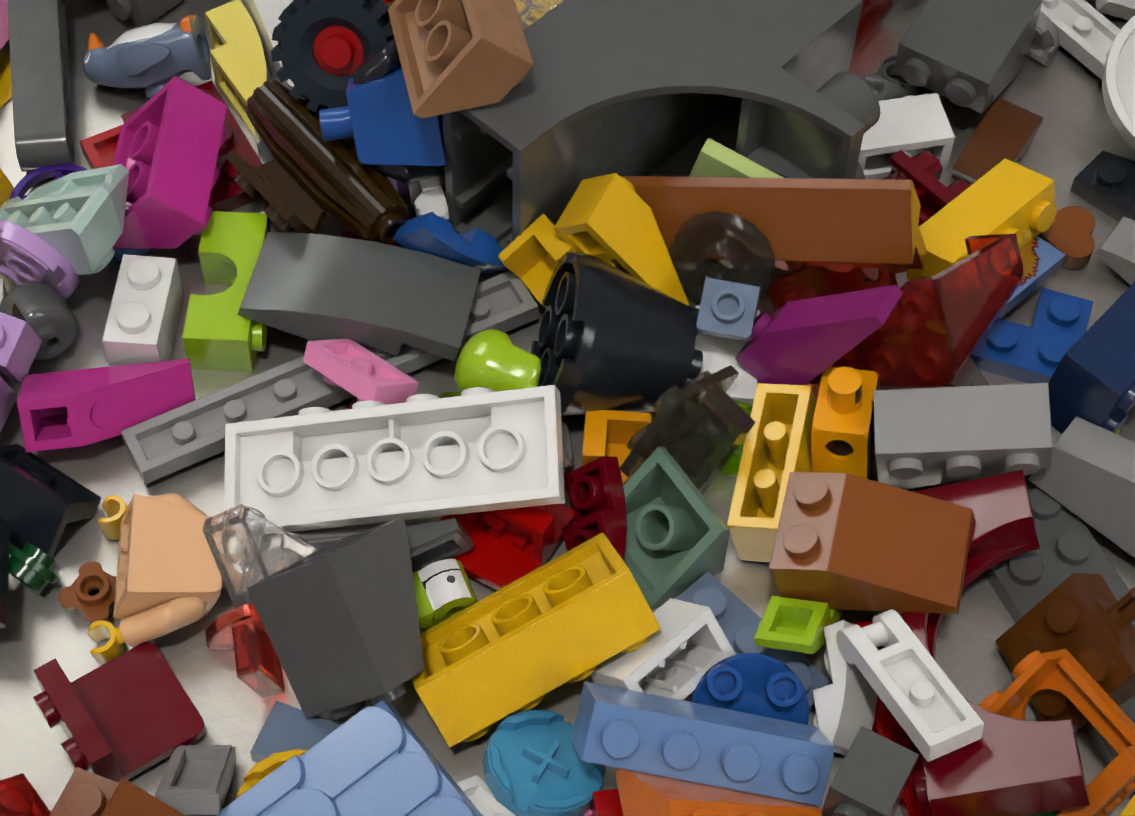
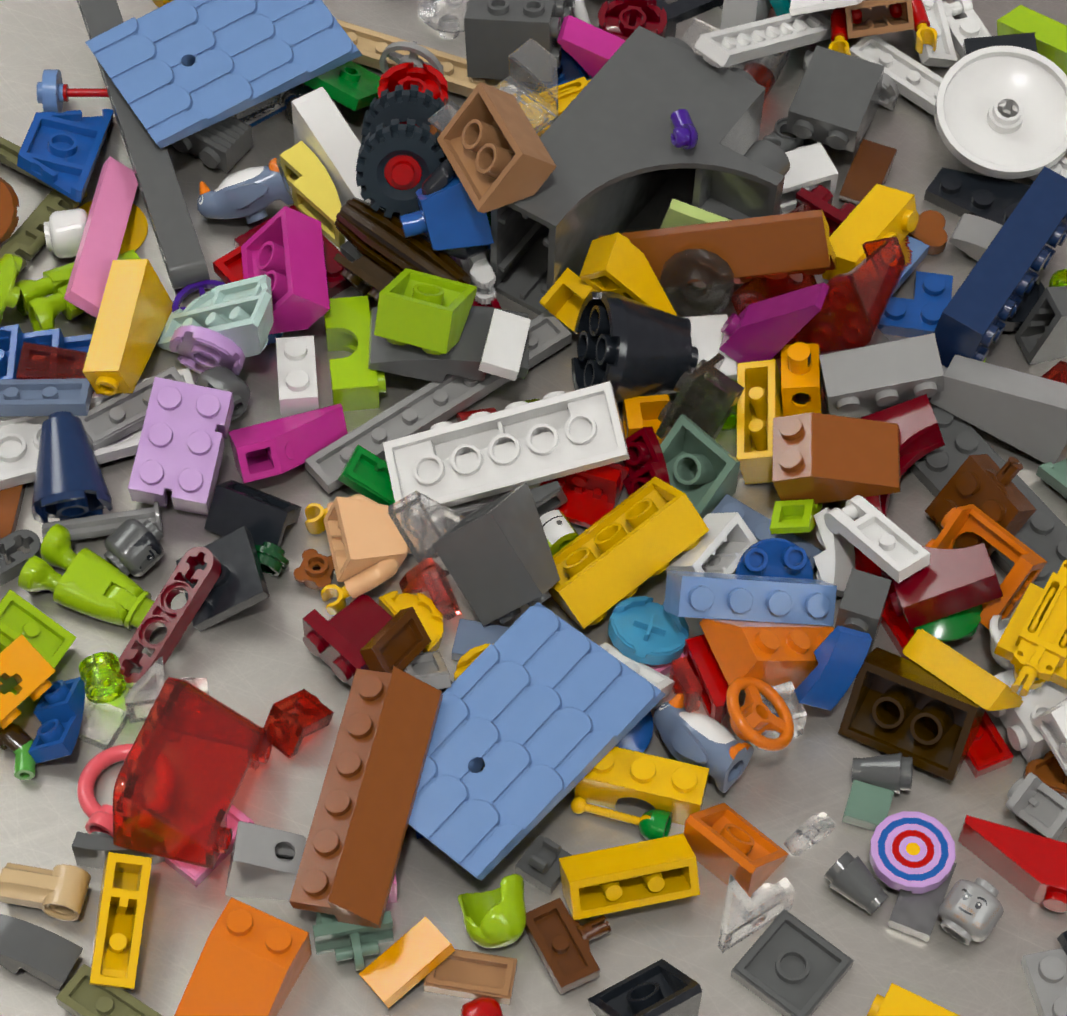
camera: 10 degrees left, 0 degrees up
(160, 732) = (396, 643): none -> reddish brown tile
(197, 467) = (368, 476): none -> green plate
(217, 692) = (425, 609): none -> yellow tile
(325, 245) = (424, 311): none -> lime slope
(359, 371) = (461, 393): bright pink plate -> none
(431, 309) = (504, 344): none -> white tile
(437, 237) = (519, 299): blue slope -> none
(495, 364) = (554, 373): lime hair -> none
(727, 309) = (709, 315): sand blue bracket -> none
(732, 43) = (684, 131): none -> dark purple arm

